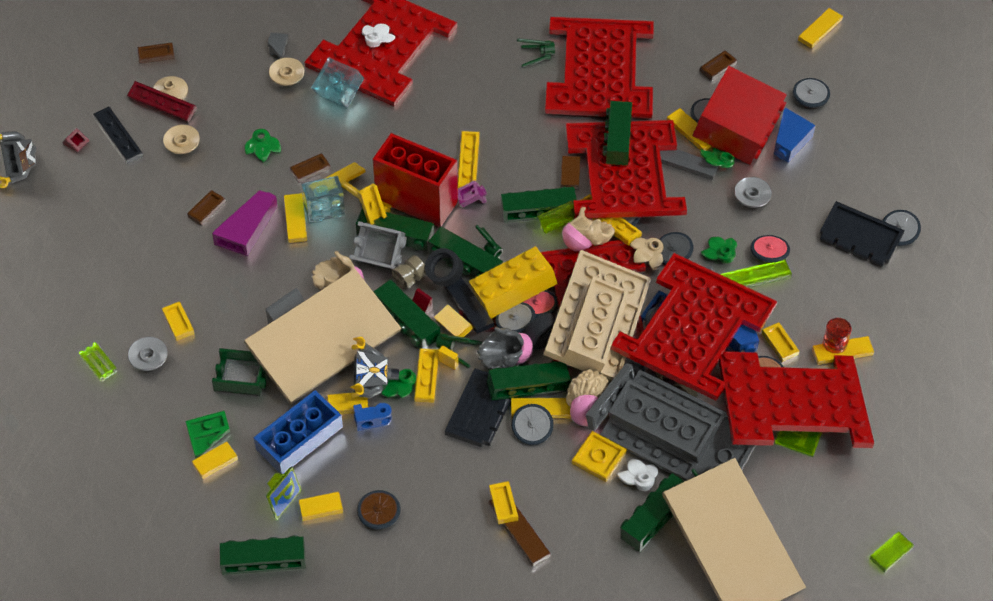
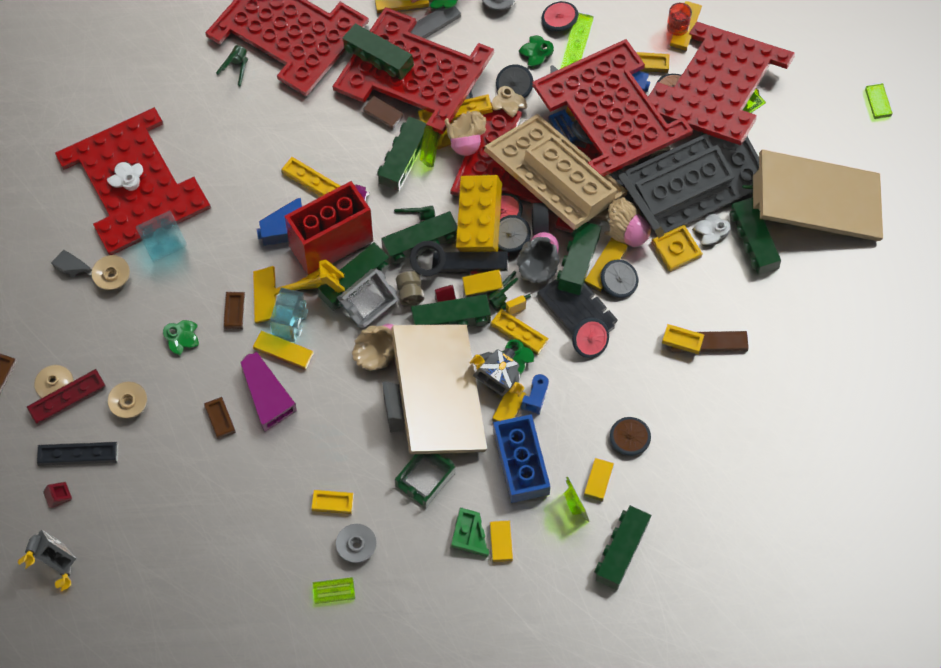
camera: 60 degrees left, 10 degrees up
(453, 428) = (590, 337): none -> coral wheel

